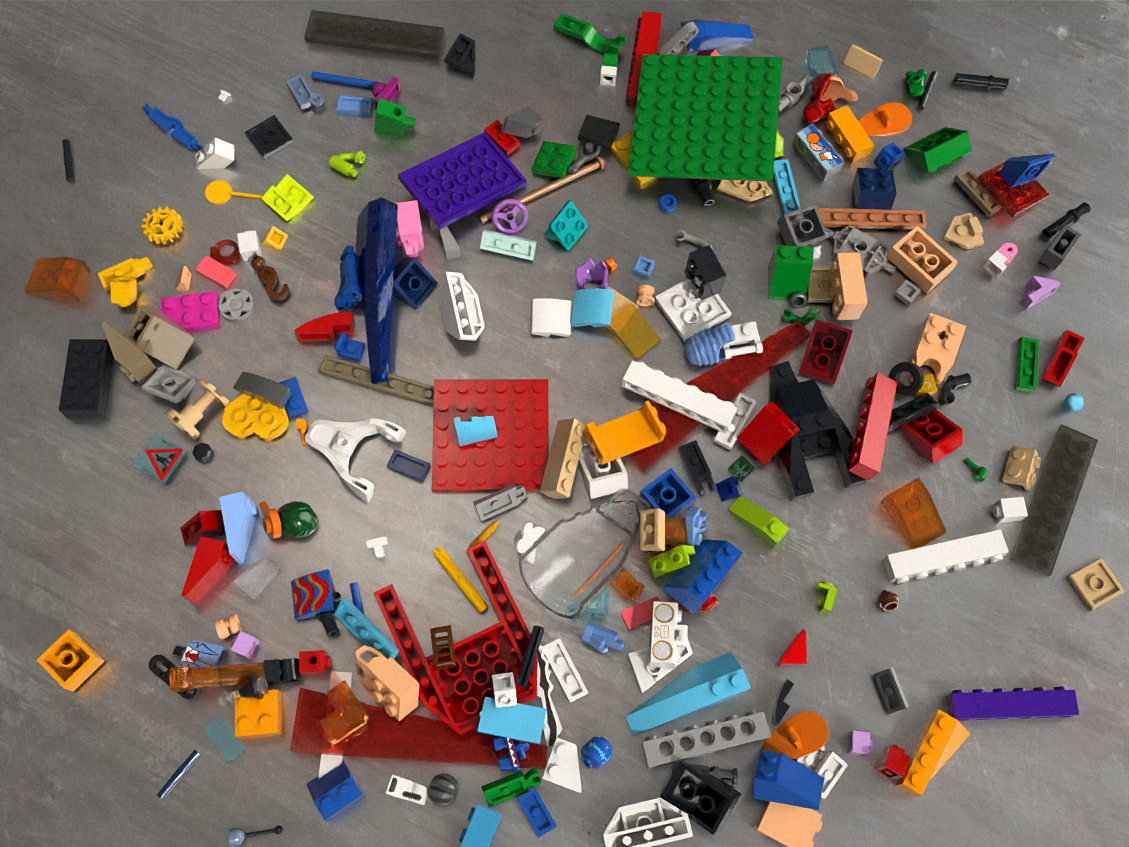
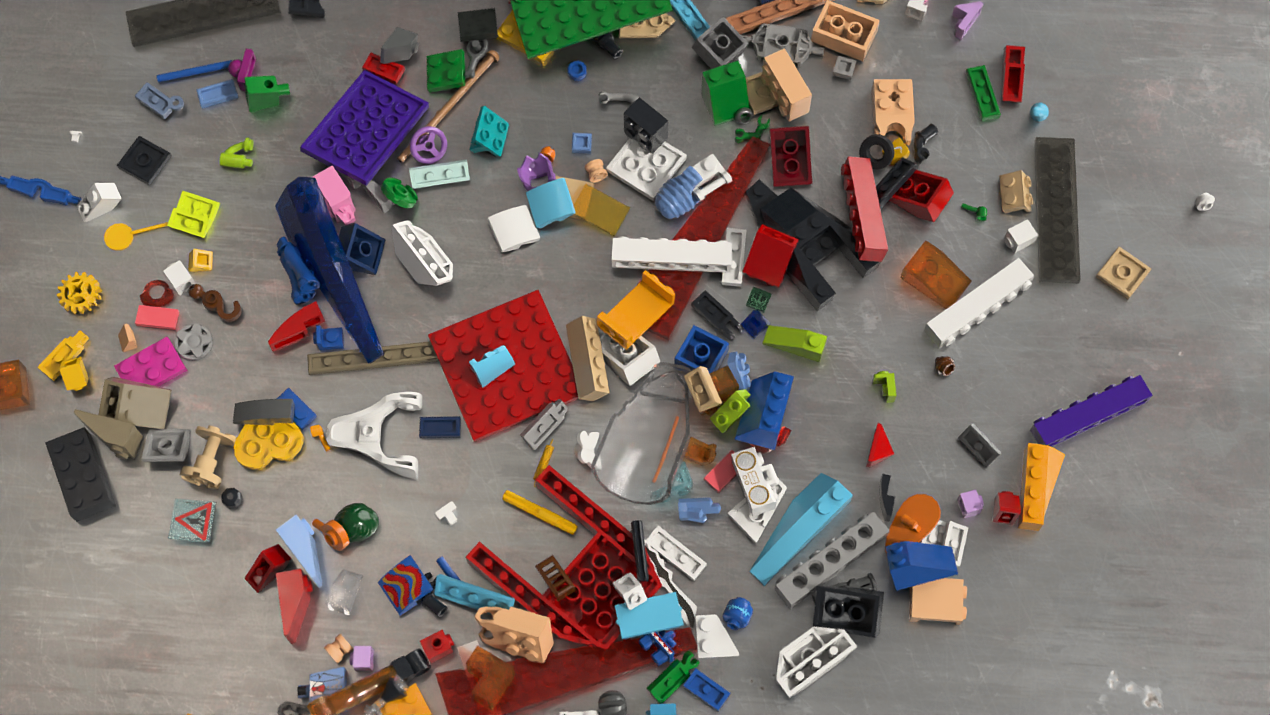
camera: 20 degrees left, 0 degrees up
(465, 247) = (399, 194): none -> green tile

